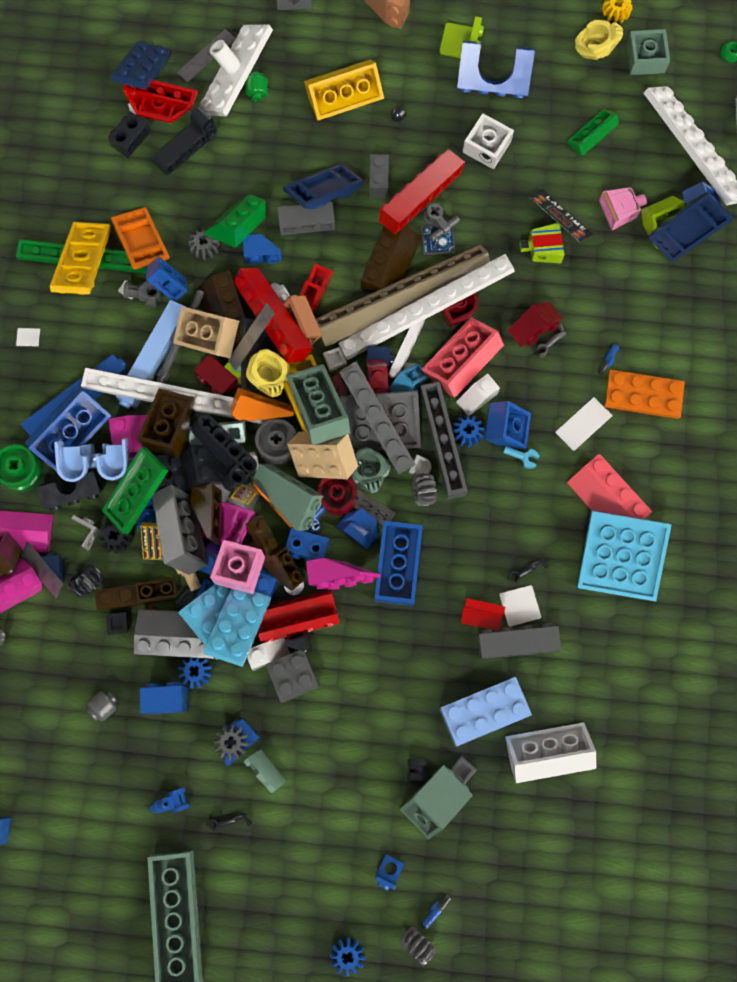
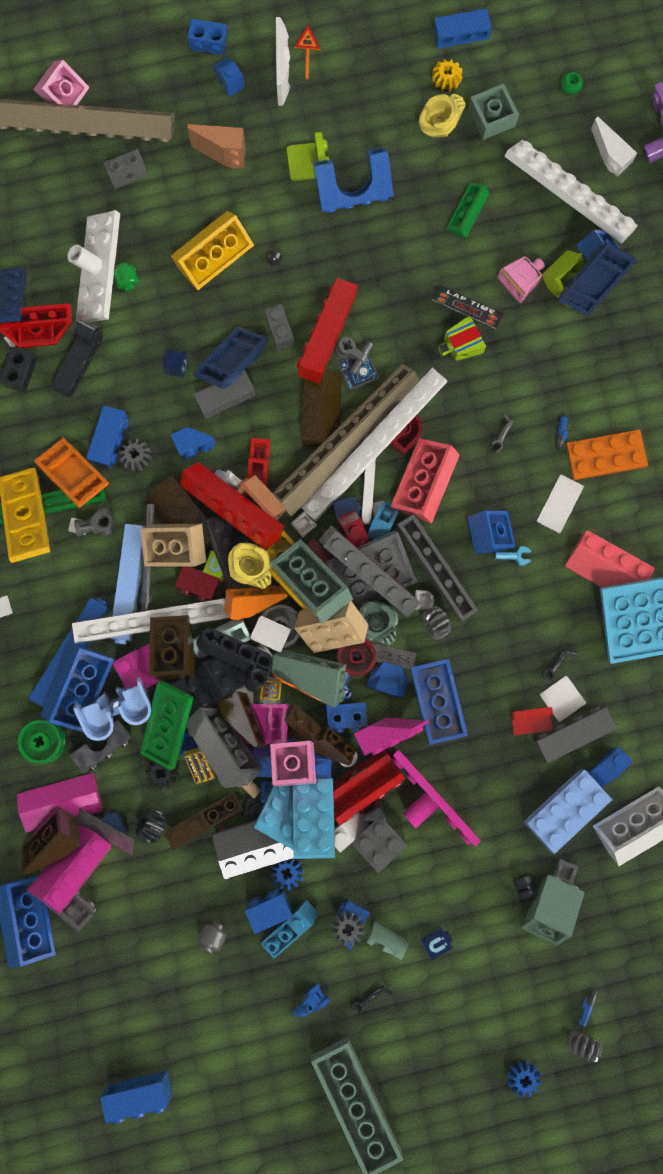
camera: 20 degrees left, 5 degrees up
(93, 533) = (128, 769): light grey bracket -> none
(117, 623) = (196, 854): black plate -> none
(166, 279) = (114, 505): blue brick -> none
(178, 726) = (290, 929): none -> dark azure slope
(185, 220) = (108, 437): none -> blue brick
(203, 58) = (61, 261): flat silver sticker -> none
(238, 221) = (160, 422): green slope -> none
(251, 336) = (220, 536): flat silver sticker -> none
(263, 442) = (270, 633): none -> white sticker
(272, 175) = (175, 363): none -> clear blue brick
(312, 791) = (437, 943): none -> clear blue brick
(355, 653) = (430, 801): none -> dark pink plate
(385, 880) = (533, 998): blue bracket -> none
(476, 430) = (463, 553): blue gear -> none
(478, 395) = (452, 512): white slope -> none
(488, 141) = (372, 256): white brick -> none
(533, 322) = (483, 421): dark red brick -> none
(542, 685) = (610, 766): none -> blue slope

